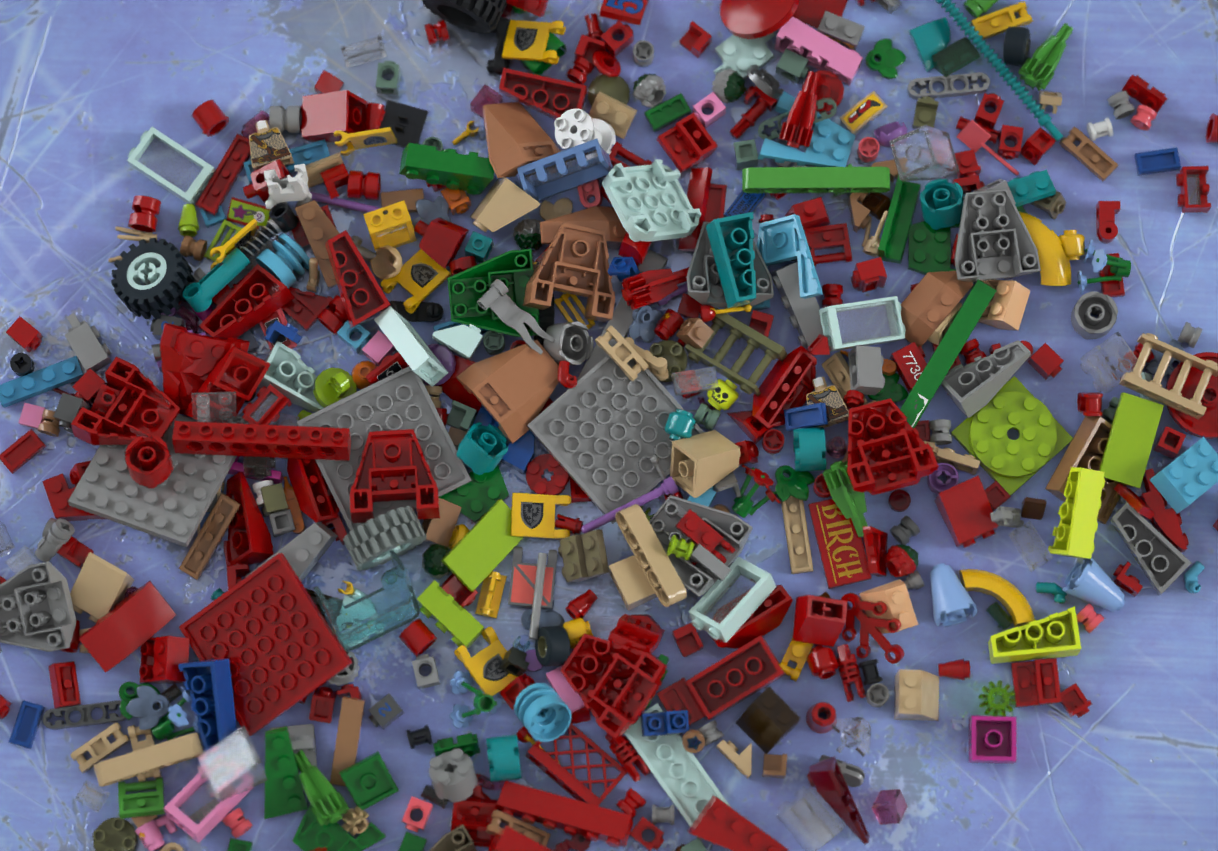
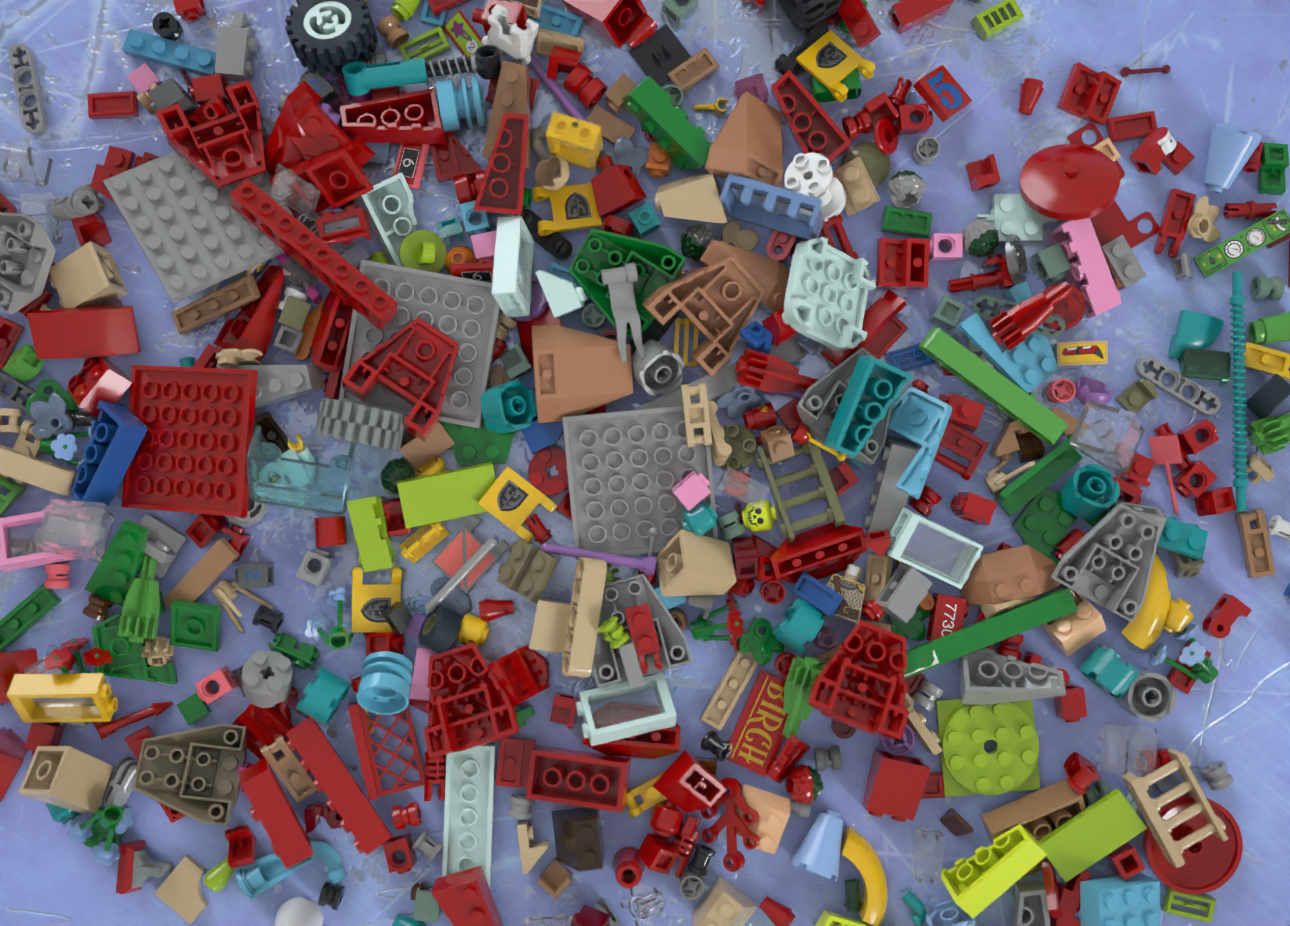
camera: 35 degrees right, 10 degrees up
(96, 685) = (24, 363): none -> bright green panel
(148, 461) = (196, 198): red brick -> none
(236, 241) = (429, 52): yellow flag -> none
(258, 556) = (232, 357): none -> tan plate
(285, 823) = (97, 607): none -> reddish brown wheel
(288, 331) = (415, 169): blue bracket -> none
(314, 275) = (479, 136): tan bar -> none
(340, 356) = (450, 227): none -> teal tile
(365, 139) = (615, 43): yellow flag -> none
(372, 742) = (226, 594): none -> tan plant
(391, 173) = (618, 90): none -> medium nougat brick
(433, 117) = (693, 70): none -> medium nougat plate
(565, 377) = (628, 398): red arm -> none
(659, 408) = (691, 489): none -> bright pink brick
(664, 723) = (486, 770): blue slope -> none
(693, 741) = (499, 806): medium nougat tile -> none
(734, 429) = (745, 557): none -> dark red leg
(809, 577) = (716, 745): none -> black bush
(835, 689) = (657, 853): none -> red brick
(887, 57) = (1142, 319): green plate -> none
(1007, 517) = (927, 819): light grey hinge -> none
(1053, 318) = (1109, 672): none -> teal brick

